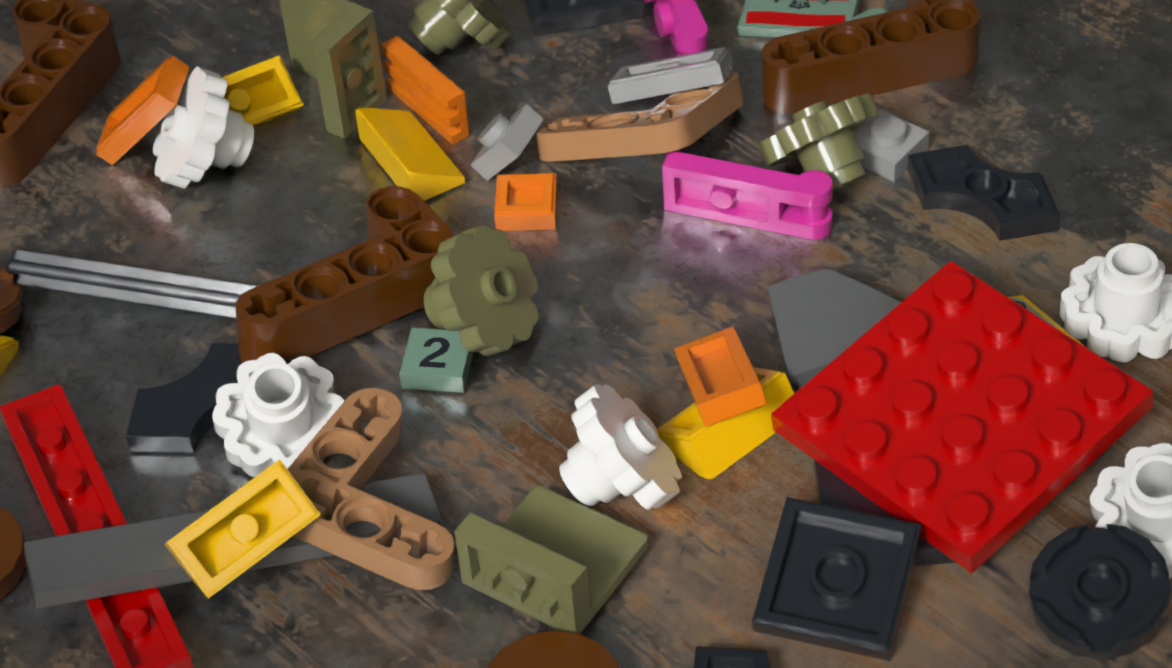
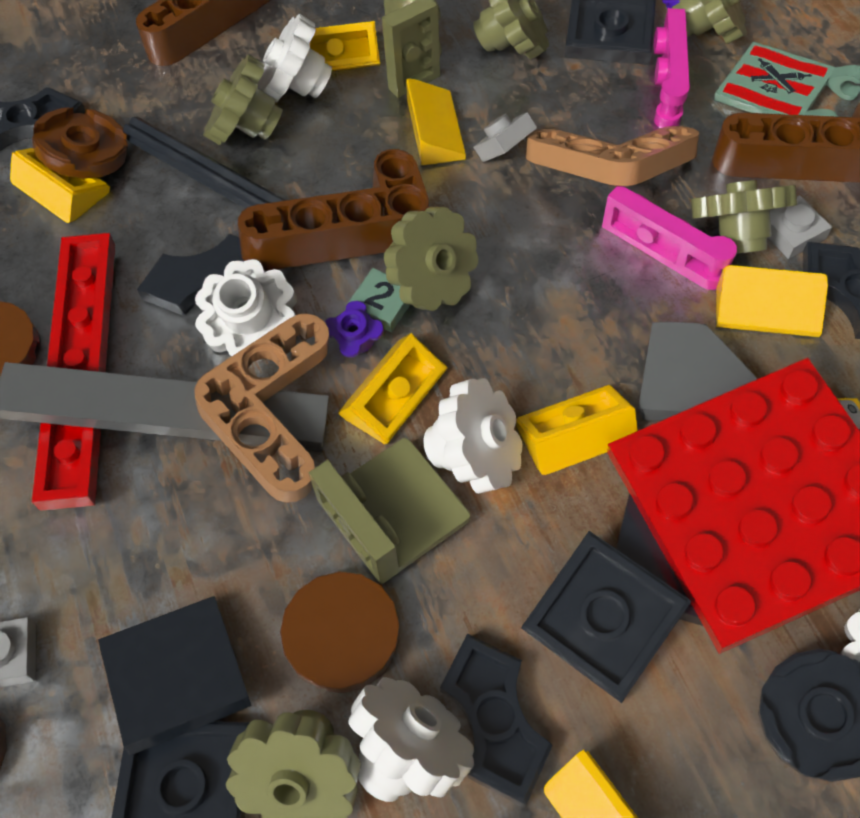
camera: 20 degrees right, 15 degrees up
(142, 109) = (261, 33): orange tile -> none
(158, 194) = (242, 105): none -> olive plant
(242, 529) = (157, 409): yellow slope -> none
(426, 90) = (465, 77): orange tile -> none
(430, 410) = (363, 338): none -> dark purple plate
(496, 446) = (393, 389): none -> yellow slope
(526, 202) = (501, 189): orange tile -> none
(671, 75) = (648, 119): light grey tile -> none
(720, 376) = (581, 394): orange tile -> none
(891, 226) = (771, 300): none -> yellow slope

